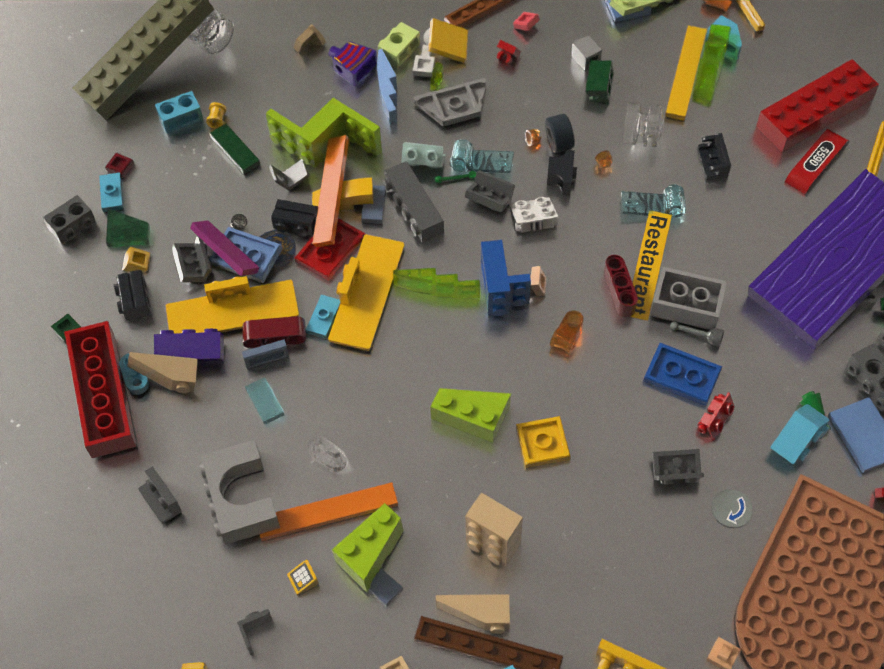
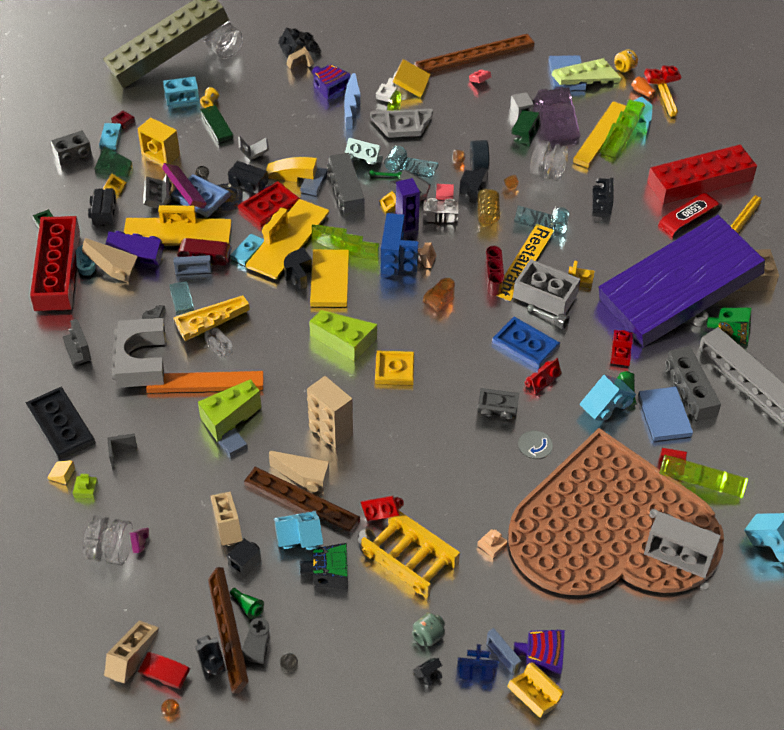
camera: 10 degrees right, 10 degrees down
(170, 608) = (60, 423): none -> black tile
(175, 192) = (158, 141): none -> yellow brick
(238, 431) = (157, 312): none -> dark grey tile
(297, 16) = (294, 40): none -> black bracket
(303, 578) = (170, 422): slope -> none
(304, 425) = (206, 318): none -> yellow wing
(331, 121) = (289, 122): lime bracket -> none
(331, 191) = (281, 162): tile -> none
(388, 328) = (296, 267): none -> black brick
(400, 44) = (371, 74): yellowish green brick -> none
(431, 335) = (329, 278): none -> yellow tile
(473, 216) = (389, 202): none -> yellow slope
(500, 220) = (408, 204): none -> dark purple brick
(509, 50) = (457, 92): red tile -> none
(530, 188) = (444, 191): none -> coral tile
(588, 643) = (381, 507): none -> red hinge
(589, 200) = (488, 207): none -> clear yellow piece
(632, 58) = (557, 114): none -> clear purple bracket
(720, 269) = (586, 276): none -> yellow bracket
(792, 357) = (621, 347): none -> red slope

